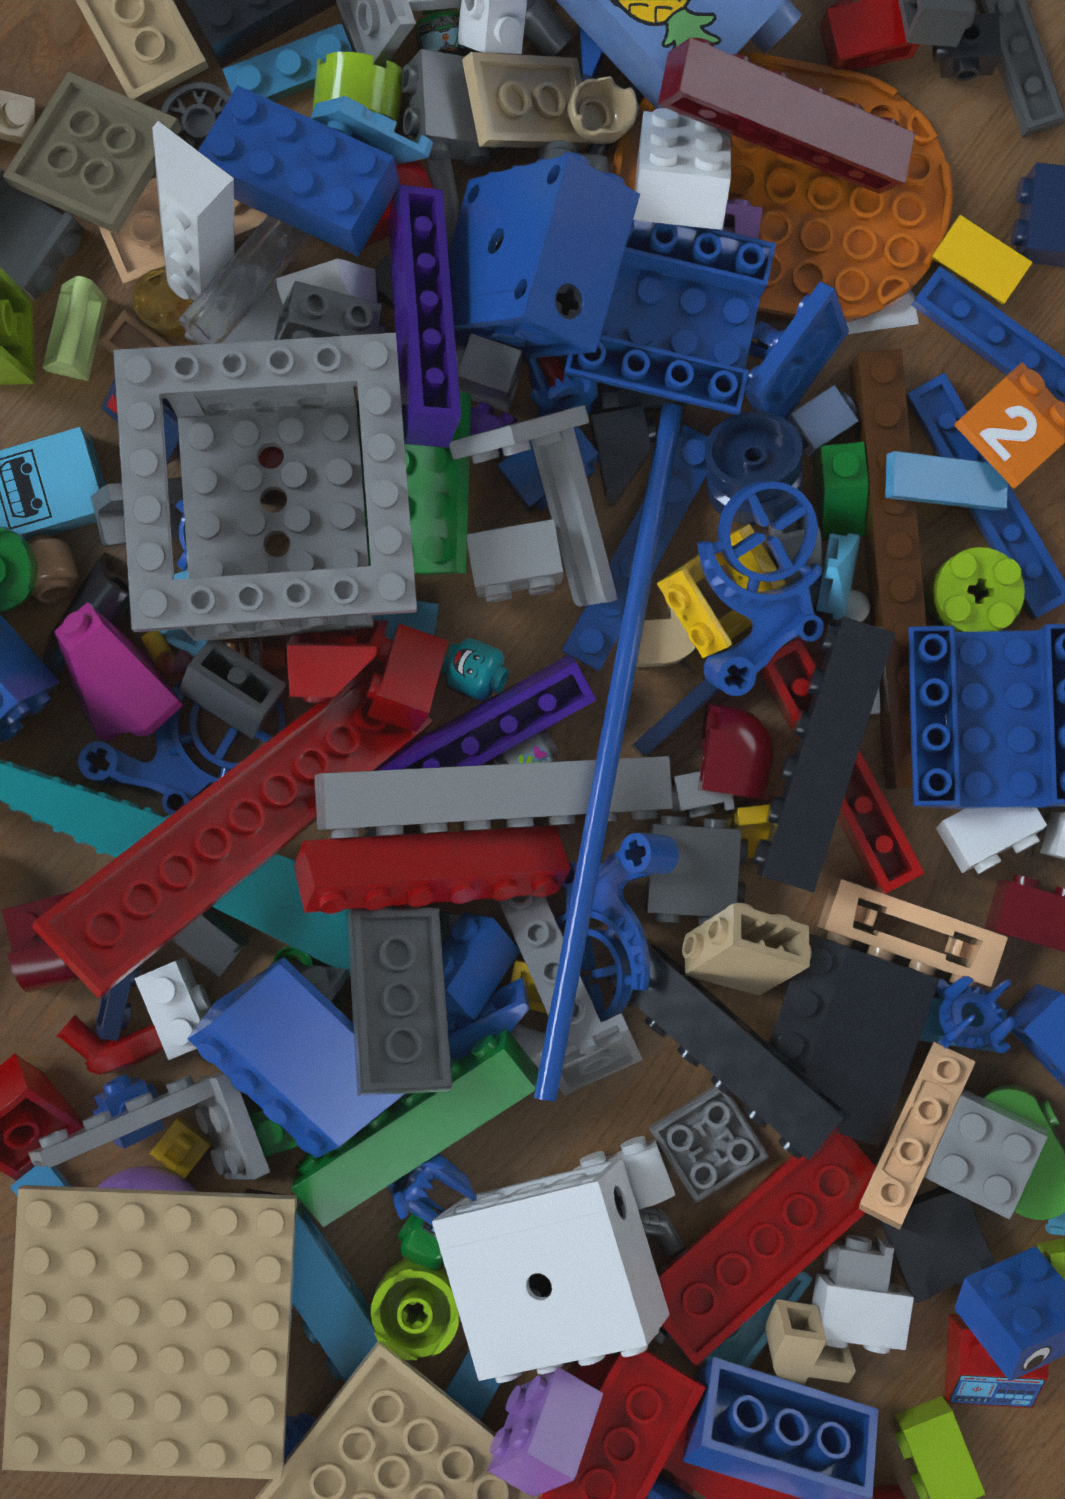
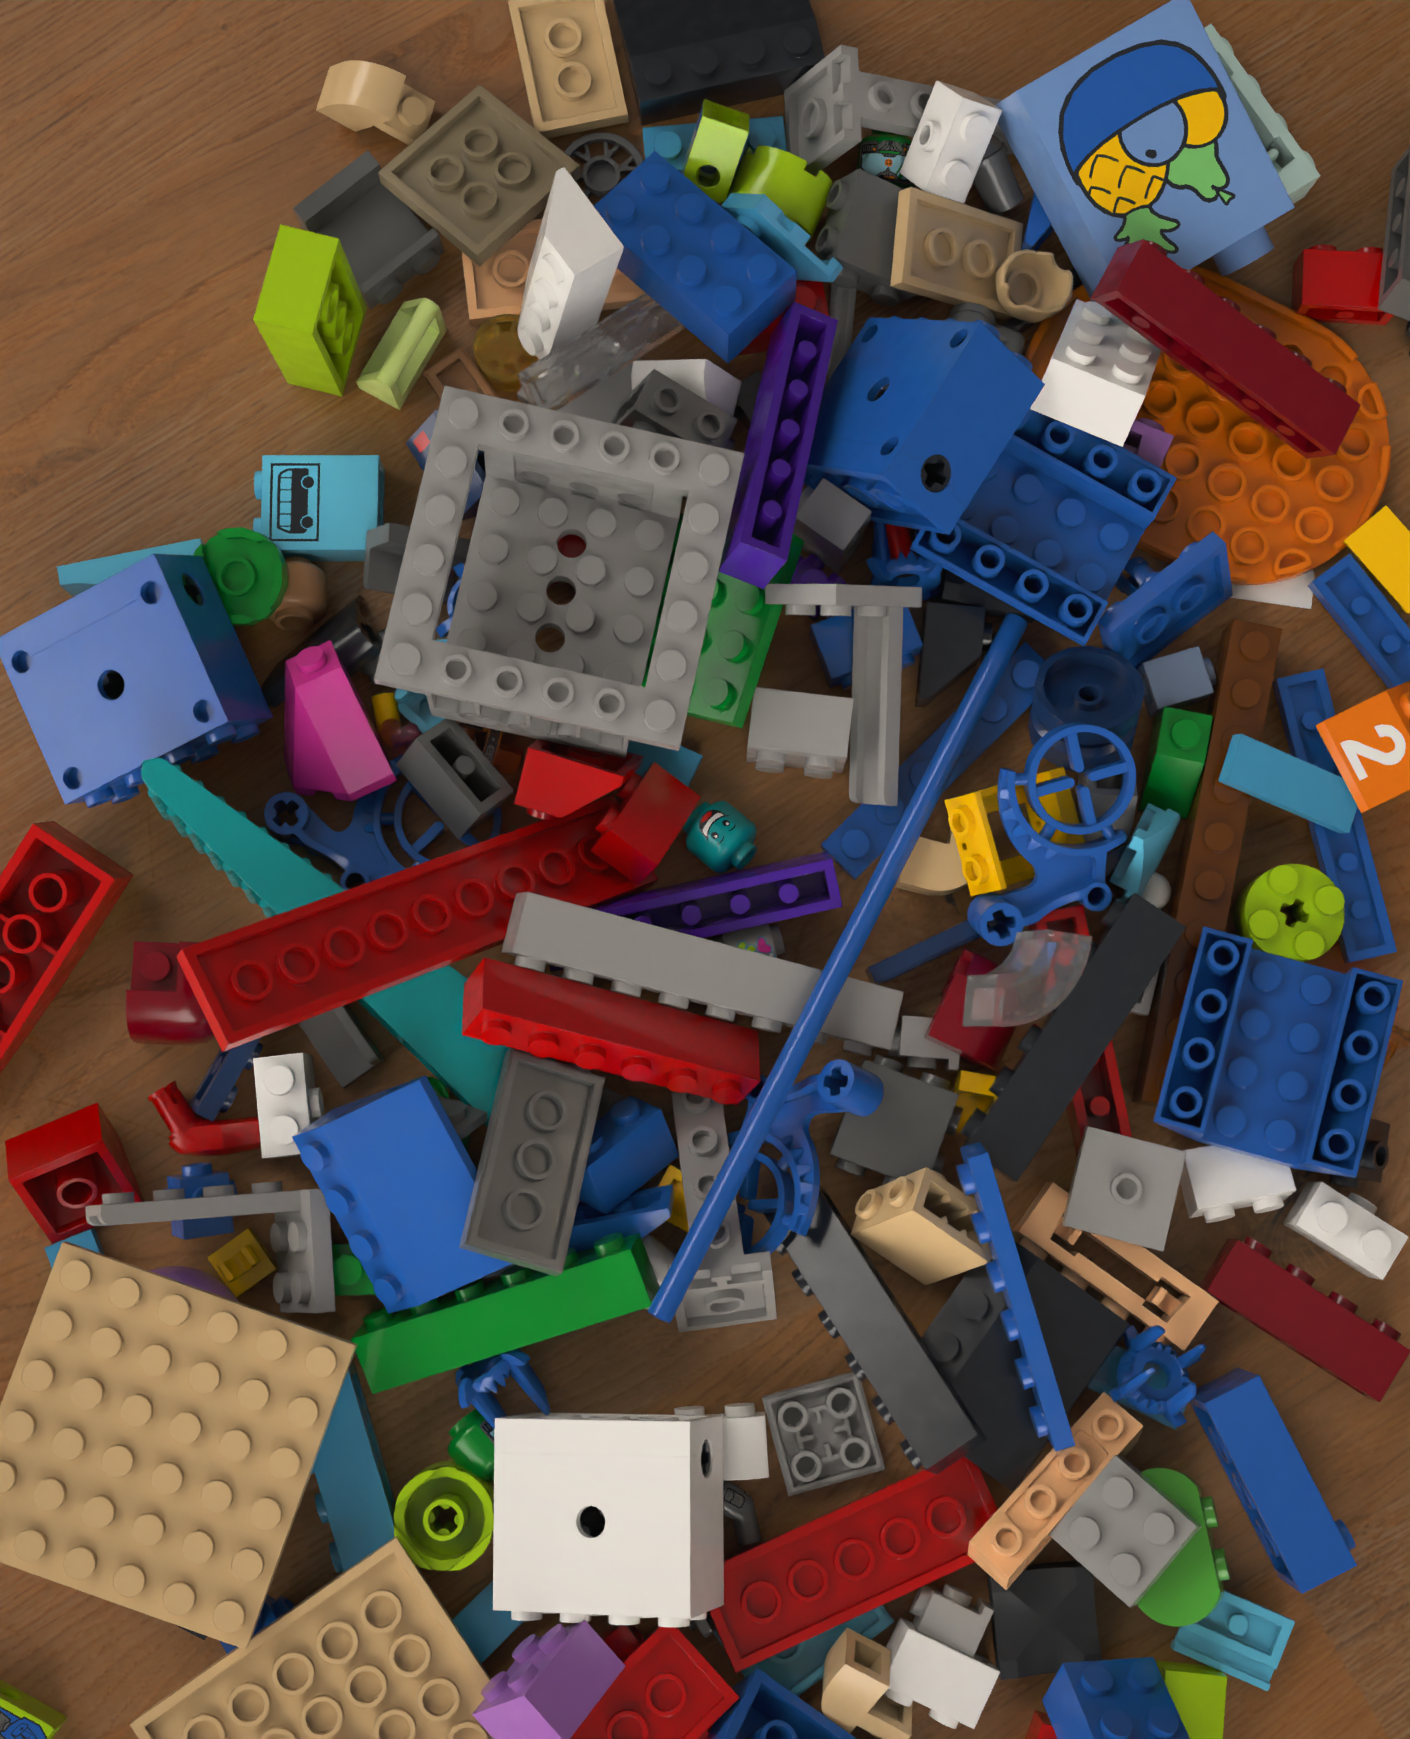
camera: 20 degrees right, 5 degrees down
(291, 63) = (718, 143): none -> lime torso
(775, 720) = (1029, 981): none -> clear brick
(829, 975) = (1008, 1276): none -> blue plate
(904, 869) = (1124, 1188): none -> light grey plate

